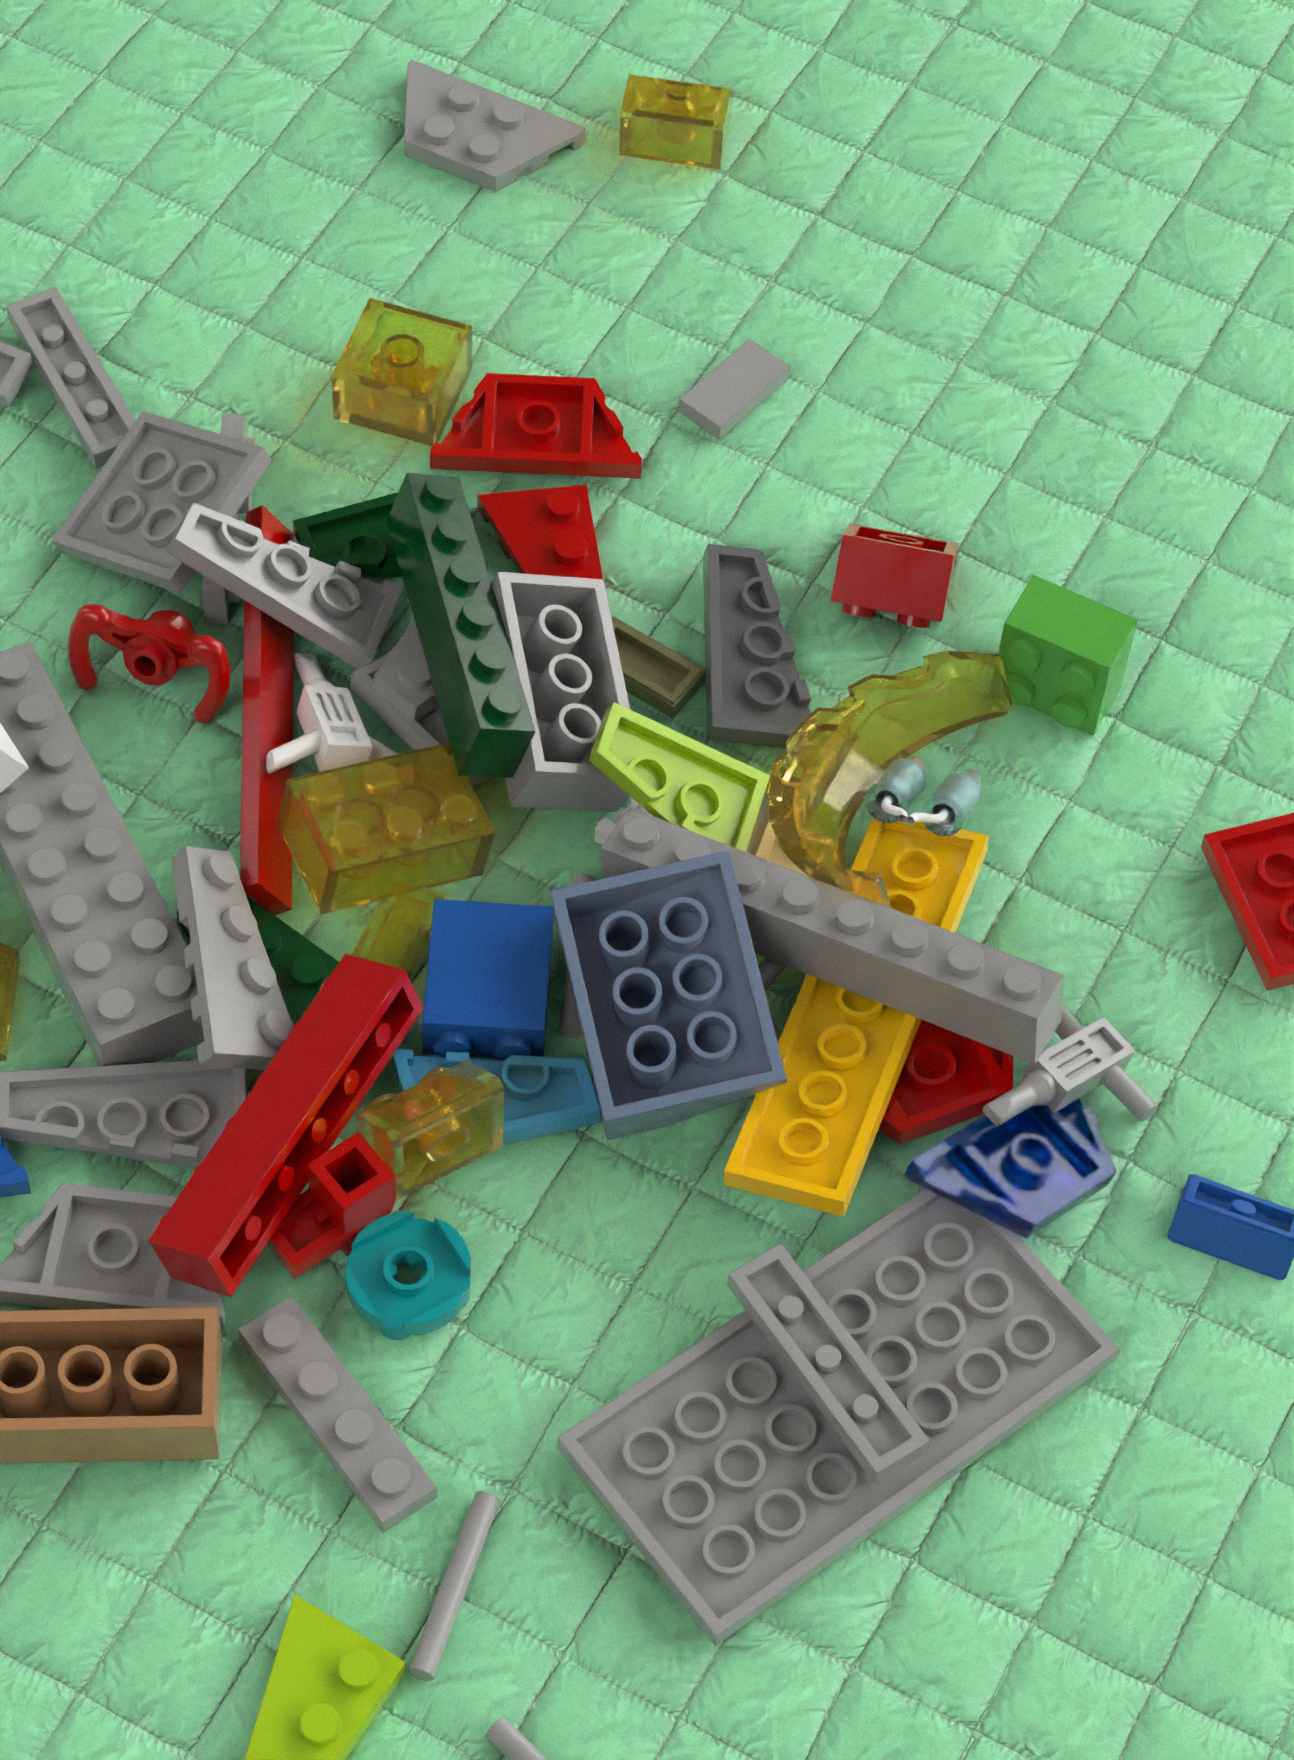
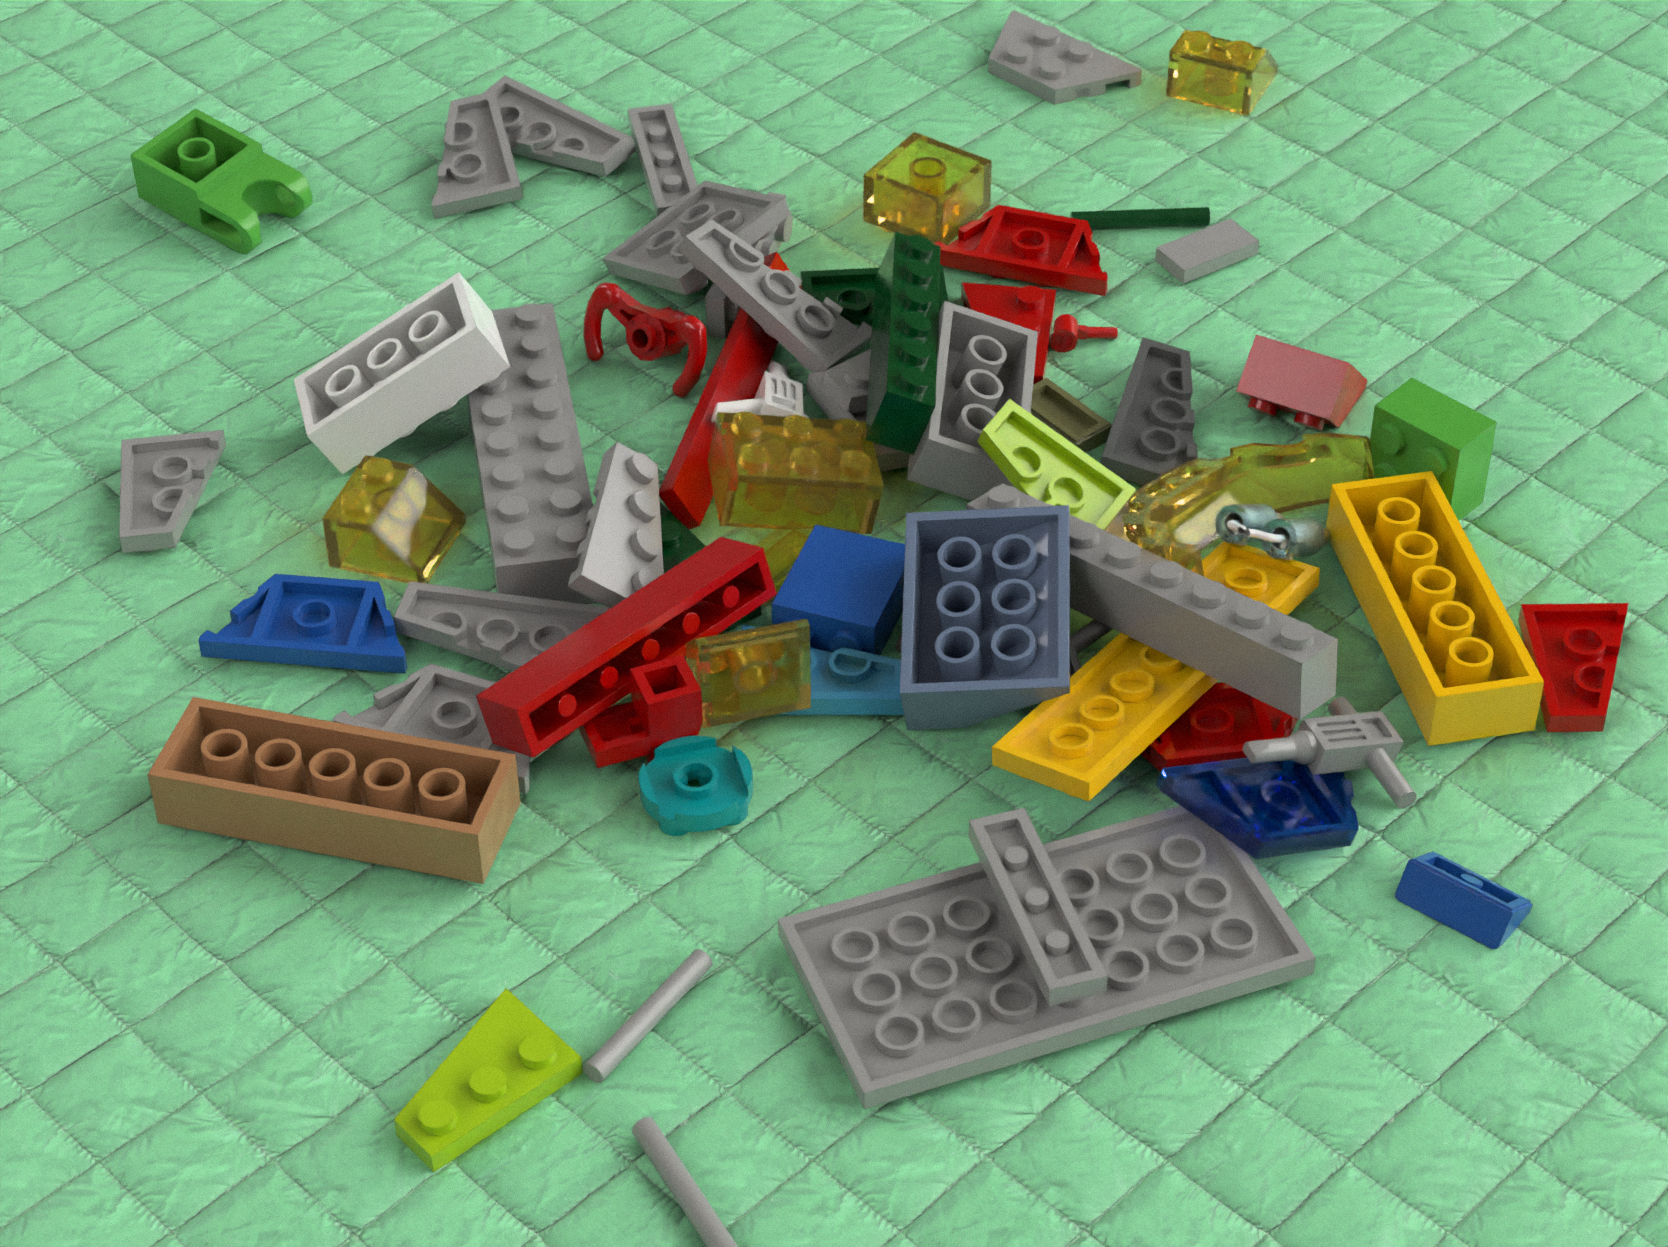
camera: 20 degrees right, 15 degrees down
(337, 1414) = (598, 874): light grey plate -> none
(616, 542) = (1068, 332): none -> red hand
(647, 353) = (1145, 218): none -> dark green bar
(1117, 862) = (1433, 609): none -> yellow brick

